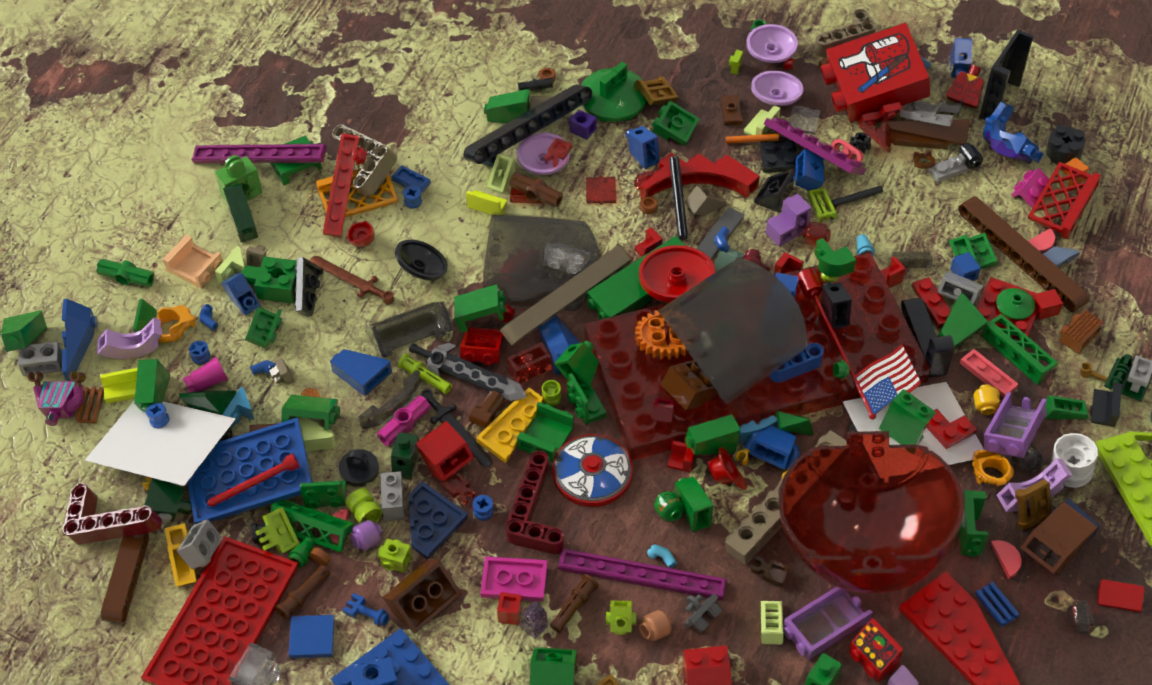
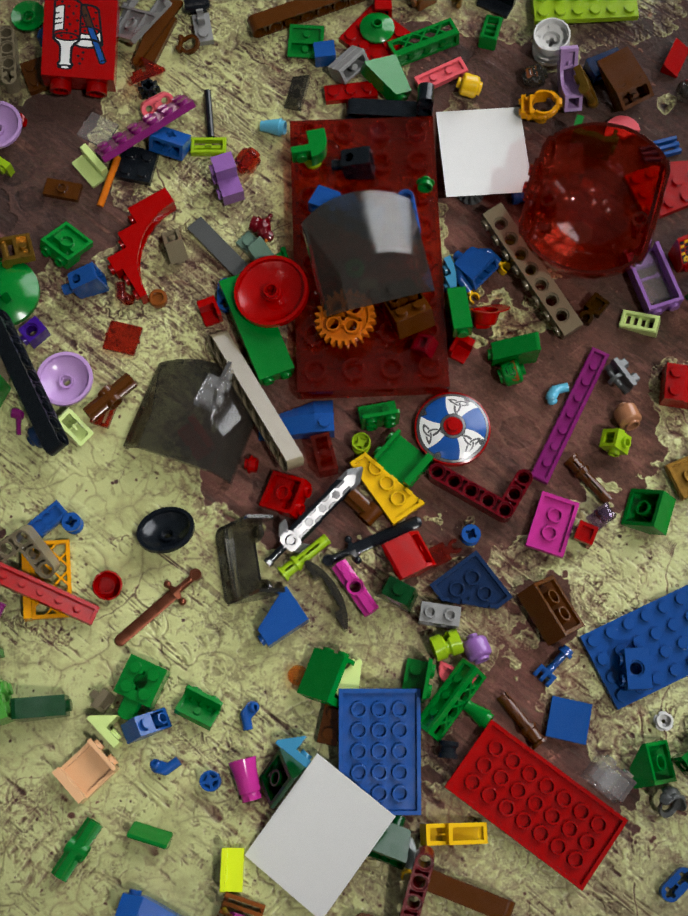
camera: 75 degrees left, 20 degrees up
(132, 345) = (179, 854): lavender arch -> none
(150, 383) = (249, 838): green slope -> none
(157, 415) = (294, 833): blue wheel -> none
(184, 319) = (154, 793): light orange piece -> none
(199, 544) = (455, 811): light grey brick -> none
(278, 531) = (457, 732): lime hinge -> none
(281, 372) = (261, 697): dark tan tile -> none
(288, 464) = (393, 705): red piece -> none
(306, 285) = (154, 651): black wing -> none
(319, 556) = (488, 697): dark orange tile -> none
(358, 467) = (394, 642): black tile -> none
(360, 156) = (16, 562): red plate -> none
(395, 555) = (509, 619): lime brick -> none
(478, 304) = (245, 485): green panel -> none
(485, 202) = (104, 451): neon yellow panel -> none
(558, 149) = (72, 361): clear red plate -> none
(580, 362) = (344, 408): green torso -> none
(678, 198) = (165, 267): black axle -> none
(720, 239) = (229, 244): blue arm -> none
(776, 190) = (181, 179): black slope -> none
(777, 88) = (57, 138): lavender dish -> none
(788, 263) = (277, 197): red panel -> none
(794, 423) = (453, 242): green slope -> none
(880, 379) = (439, 151): flag -> none
(886, 113) = (124, 57): red plate -> none
(894, 273) = (311, 110): red panel -> none
(907, 419) = (493, 149): green panel -> none
(950, 433) = (492, 126): red plate -> none
(1014, 427) = (509, 72): medium lavender door -> none

